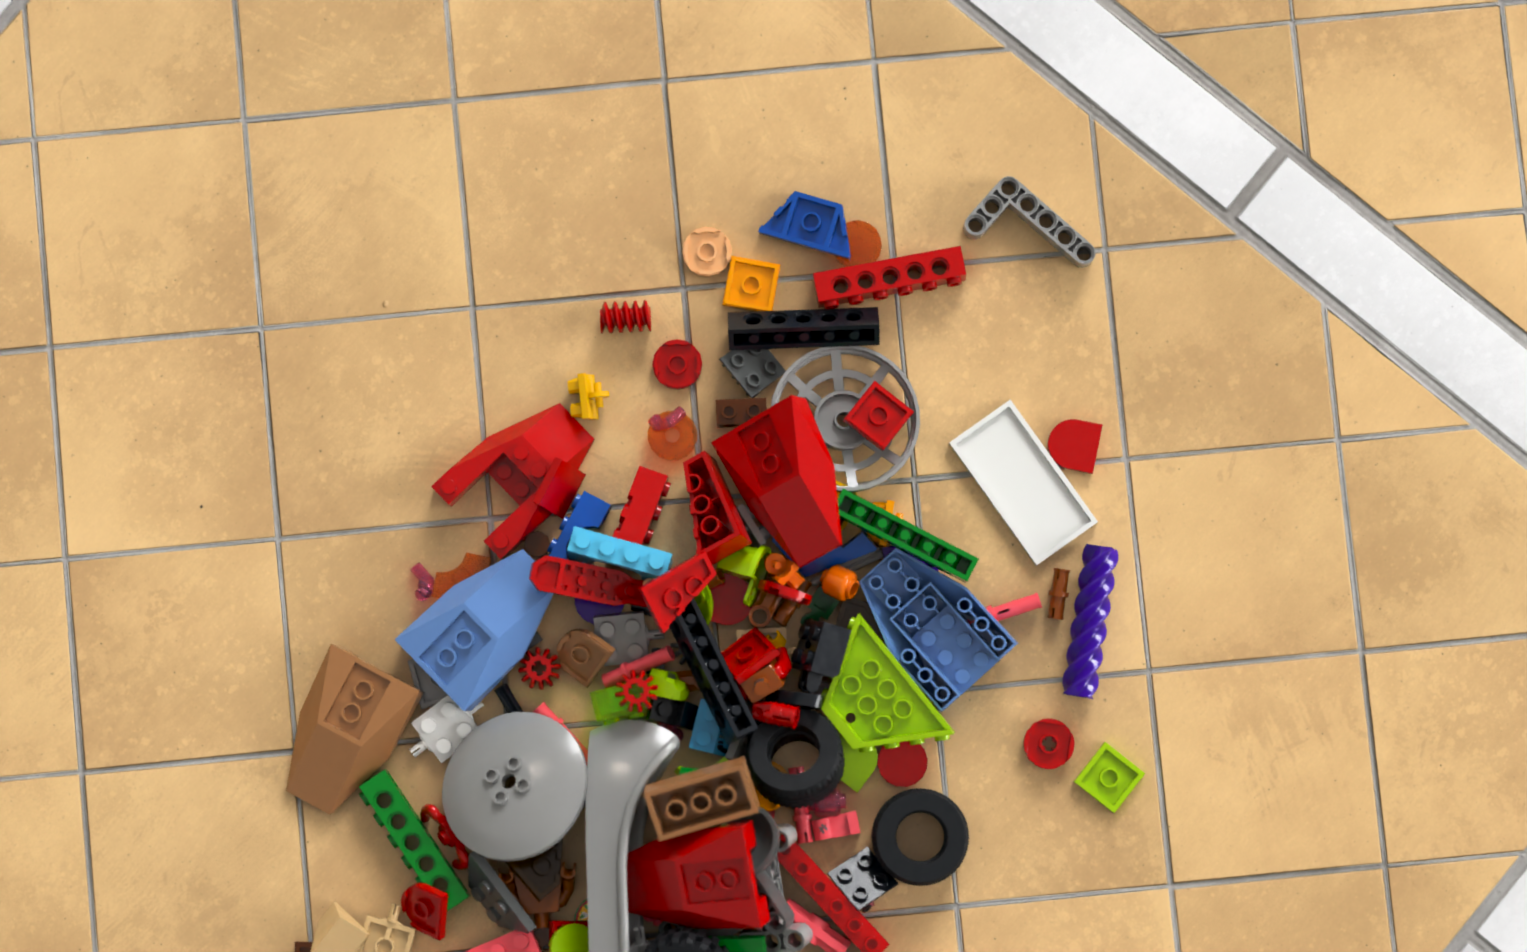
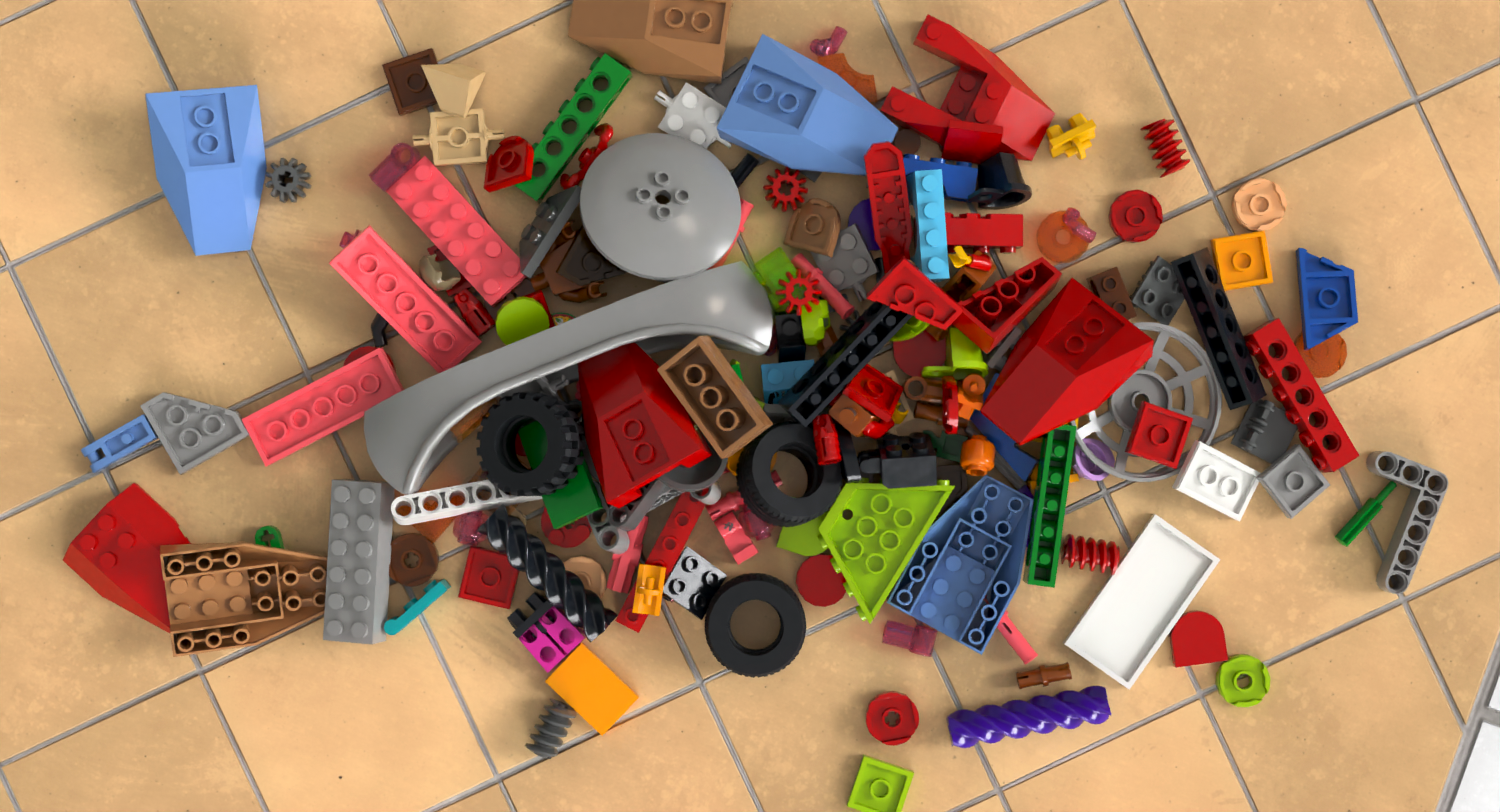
camera: 70 degrees right, 5 degrees up
(604, 475) = (1000, 183): none -> black container
(678, 533) = (971, 275): none -> torso
(853, 920) = (649, 589): none -> light orange hips
(885, 490) = (1085, 467): none -> lavender piece
(911, 319) = (1264, 431): none -> dark grey hinge
(938, 377) = (1217, 480): none -> white tile
(963, 310) = (1293, 481): none -> light grey plate
(963, 513) = (1090, 553): none -> red piece
(984, 697) = (915, 638): none -> clear pink piece
(1017, 258) = (1363, 516): none -> green axle
(1112, 423) = (1258, 680): none -> lime tile

